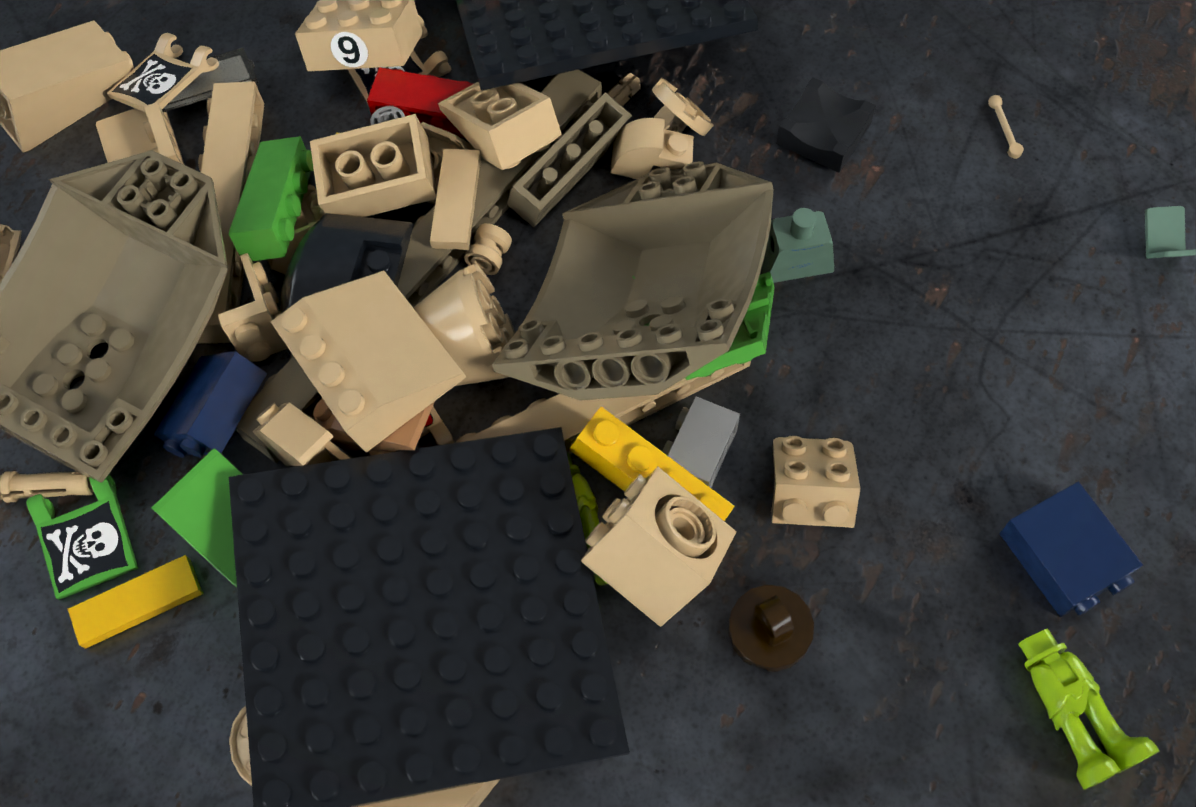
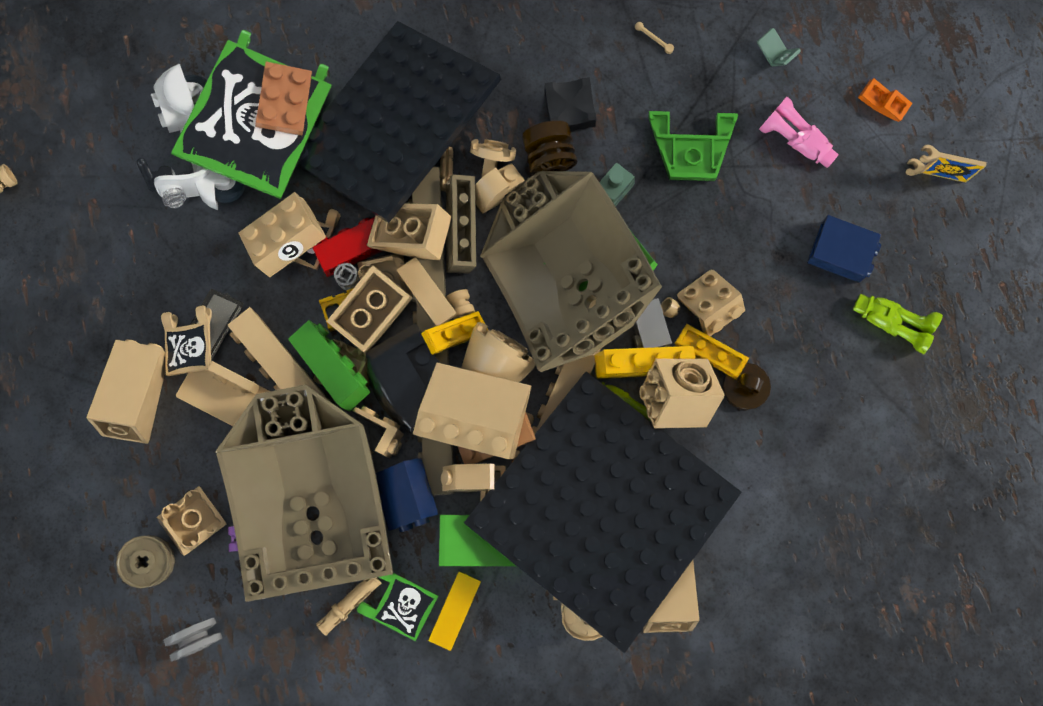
camera: 45 degrees left, 15 degrees up
(434, 259) = (451, 333): none -> yellow tile
(750, 446) = (670, 307): none -> tan hinge
(756, 140) = (549, 147): none -> dark brown wheel
(761, 543) = (718, 354): none -> yellow tile
(944, 287) = (692, 155): none -> bright green wing
(1125, 372) = (808, 141): none -> bright pink piece

